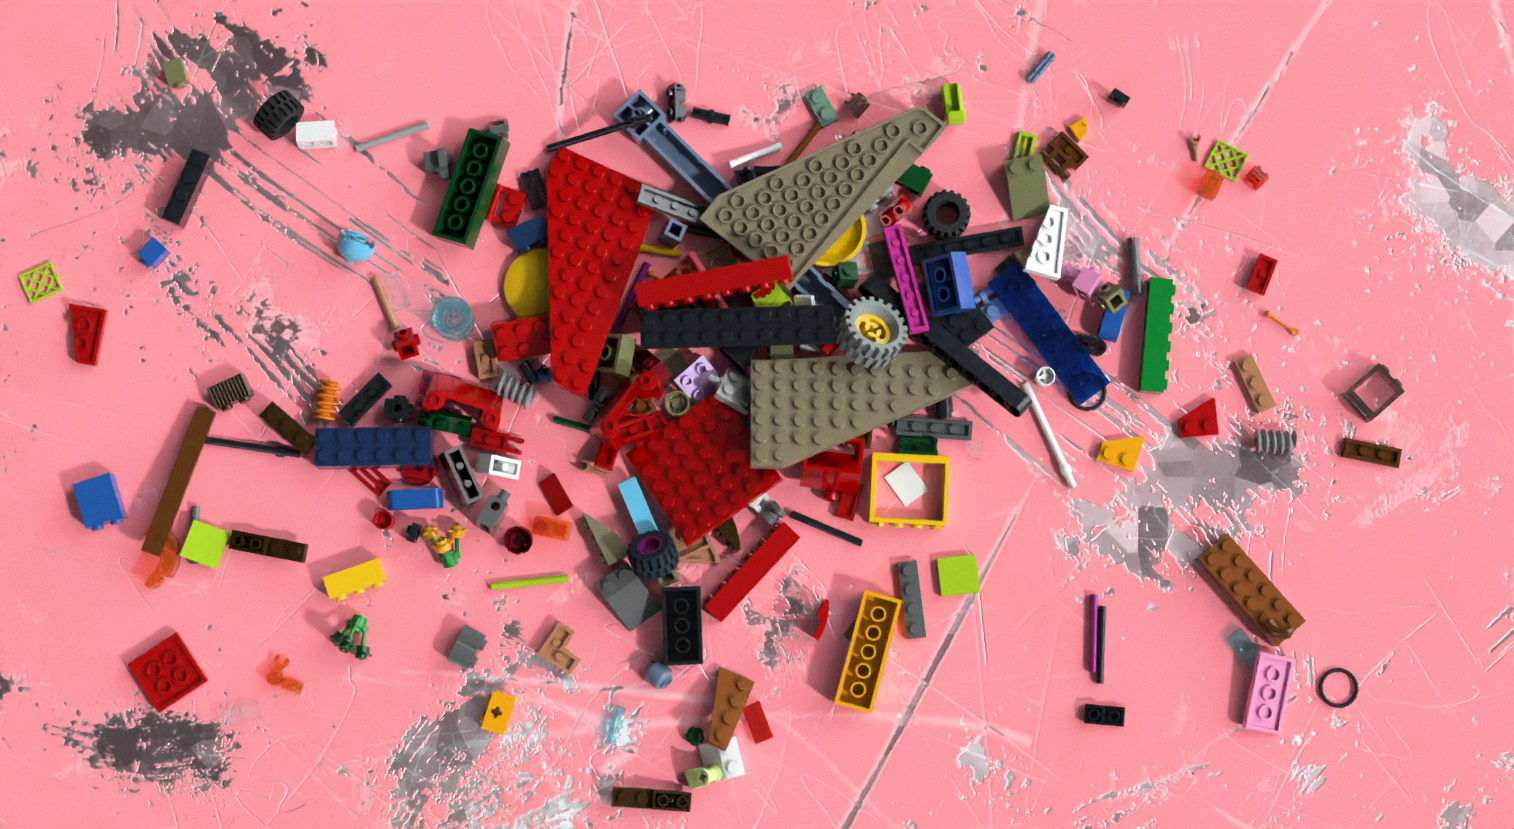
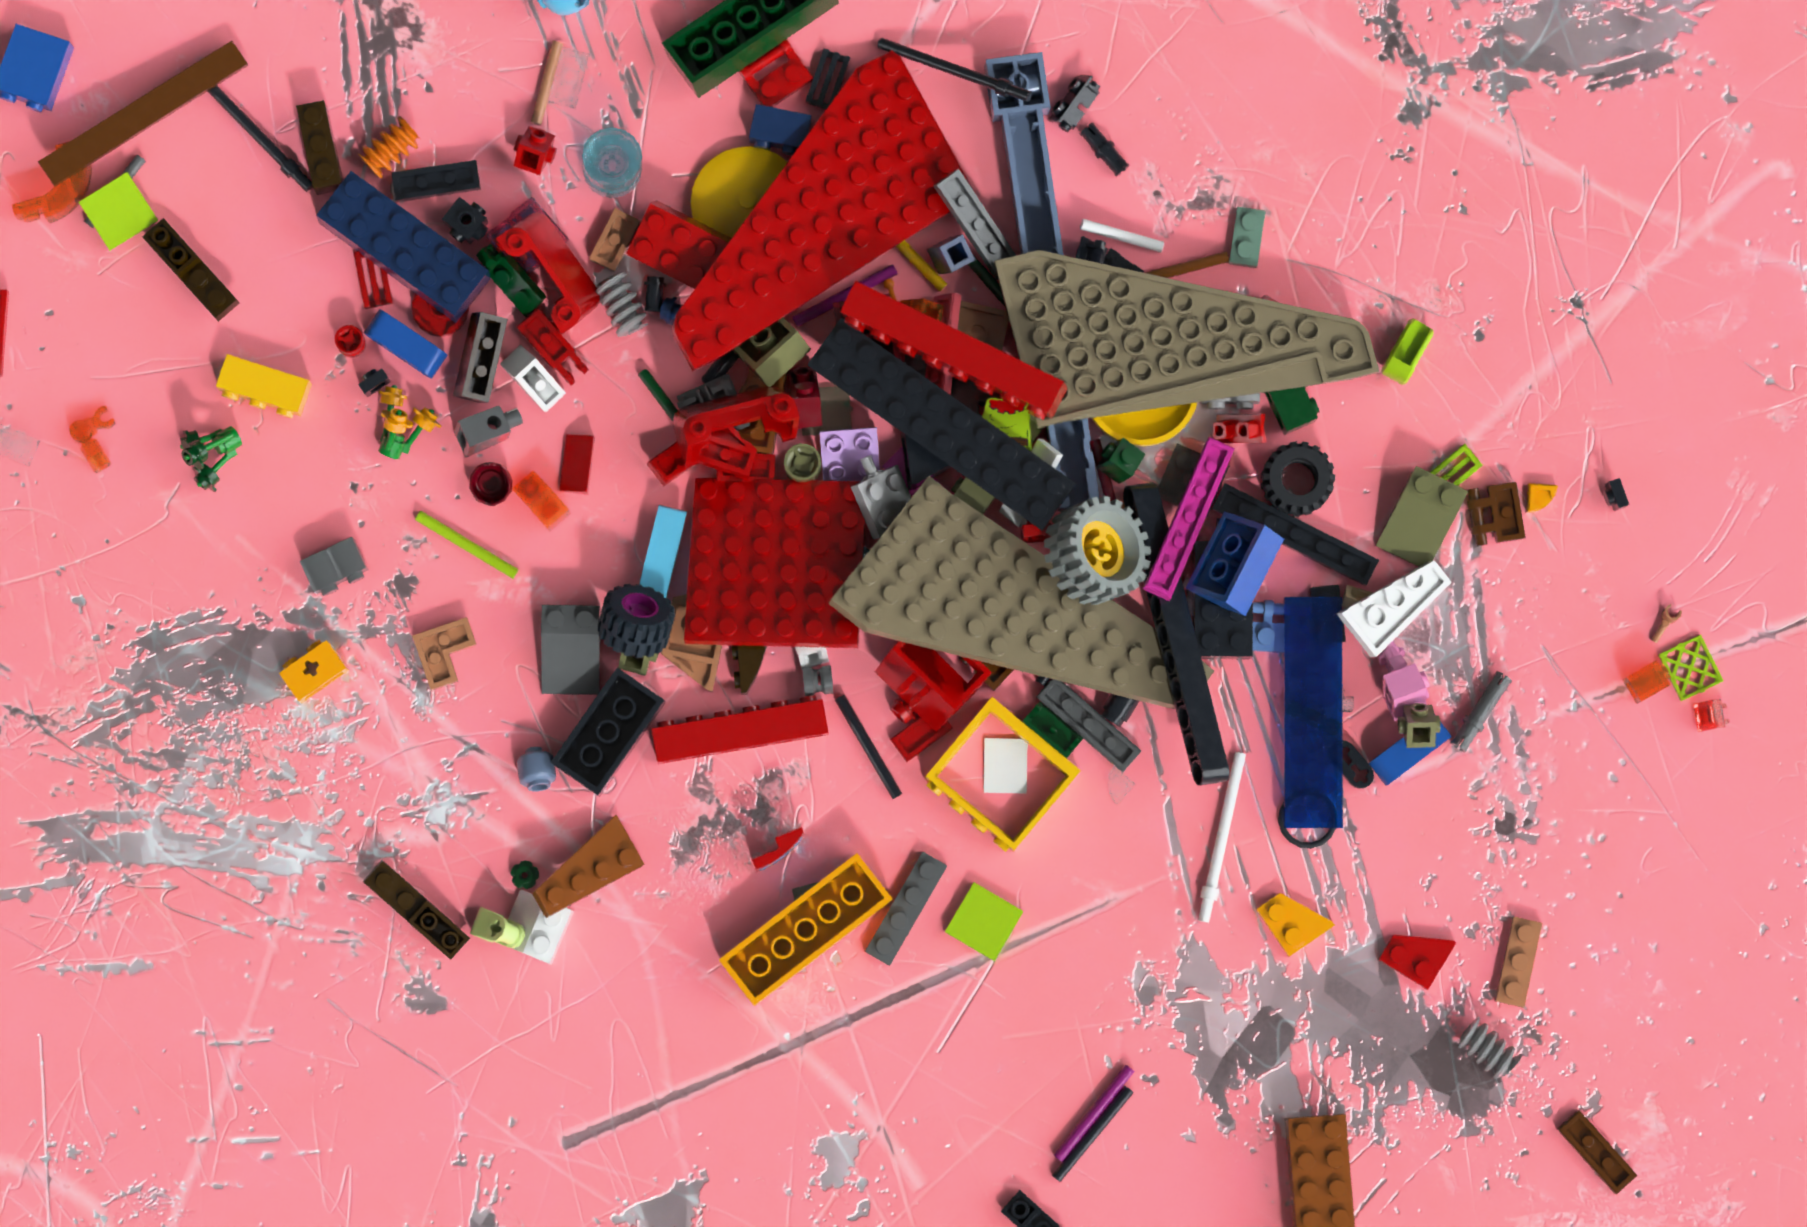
camera: 30 degrees right, 0 degrees up
(230, 392) = (283, 53): dark brown brick -> none
(589, 468) = (639, 462): nougat hand -> none
(611, 545) = (596, 570): dark tan slope -> none
(618, 711) = (424, 802): clear light blue pin -> none
(757, 722) = (611, 915): clear red tile -> none
(857, 105) = (1292, 267): clear smoke tile -> none
(1042, 65) = (1550, 387): sand blue axle -> none
(1046, 374) = (1273, 762): white wheel -> none
(1155, 335) = (1441, 814): green brick -> none
(1261, 274) = (1627, 837): red plate -> none
(1294, 332) = (1615, 936): orange hinge -> none
(1359, 405) = (1625, 1080): clear smoke window -> none

